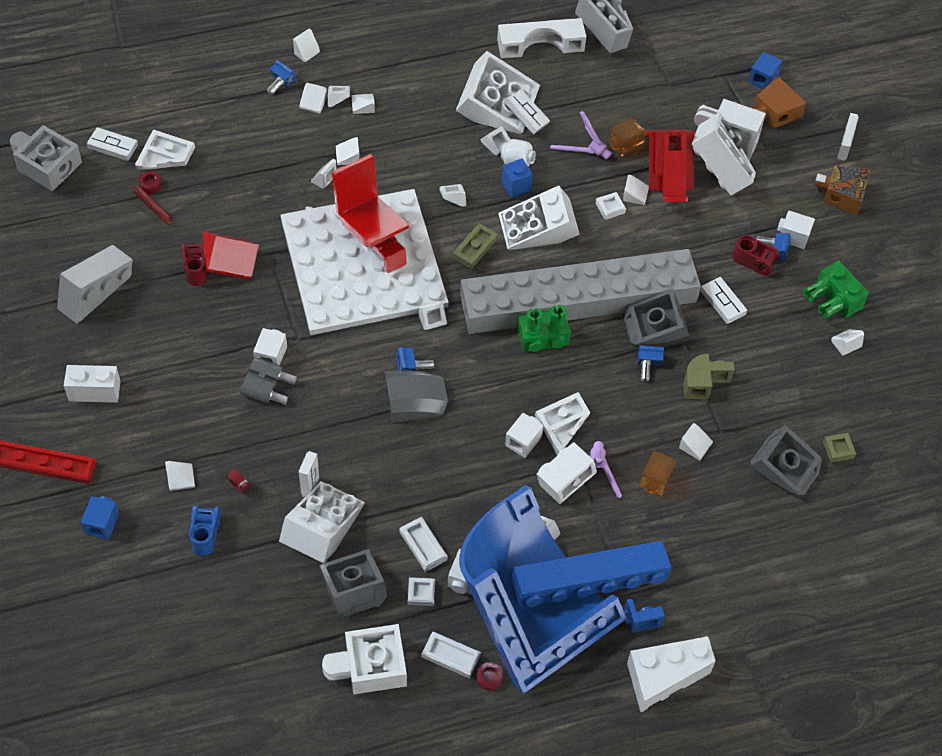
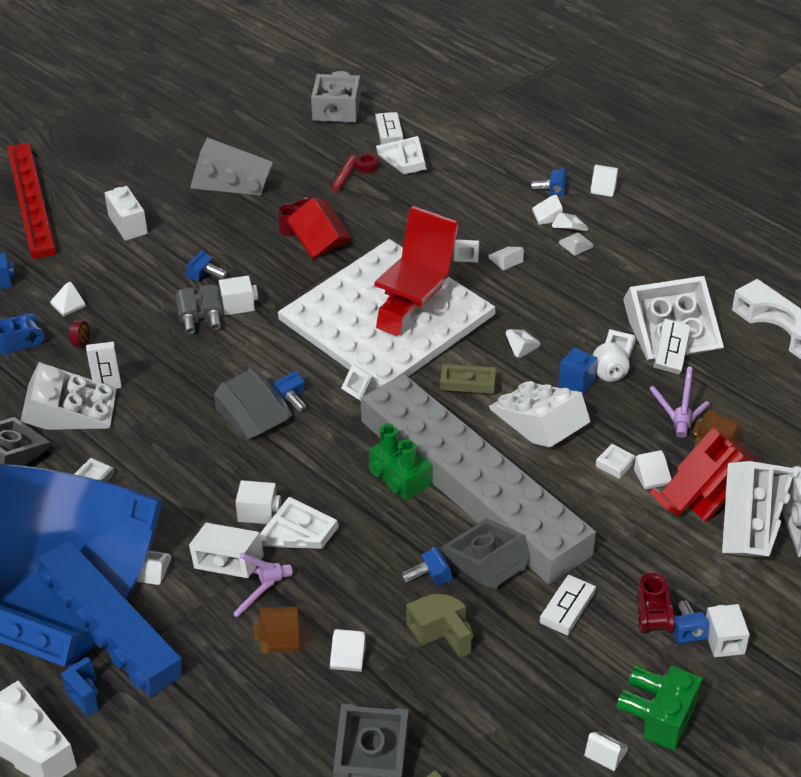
camera: 65 degrees right, 15 degrees down
(208, 358) = (201, 265): none -> blue piece

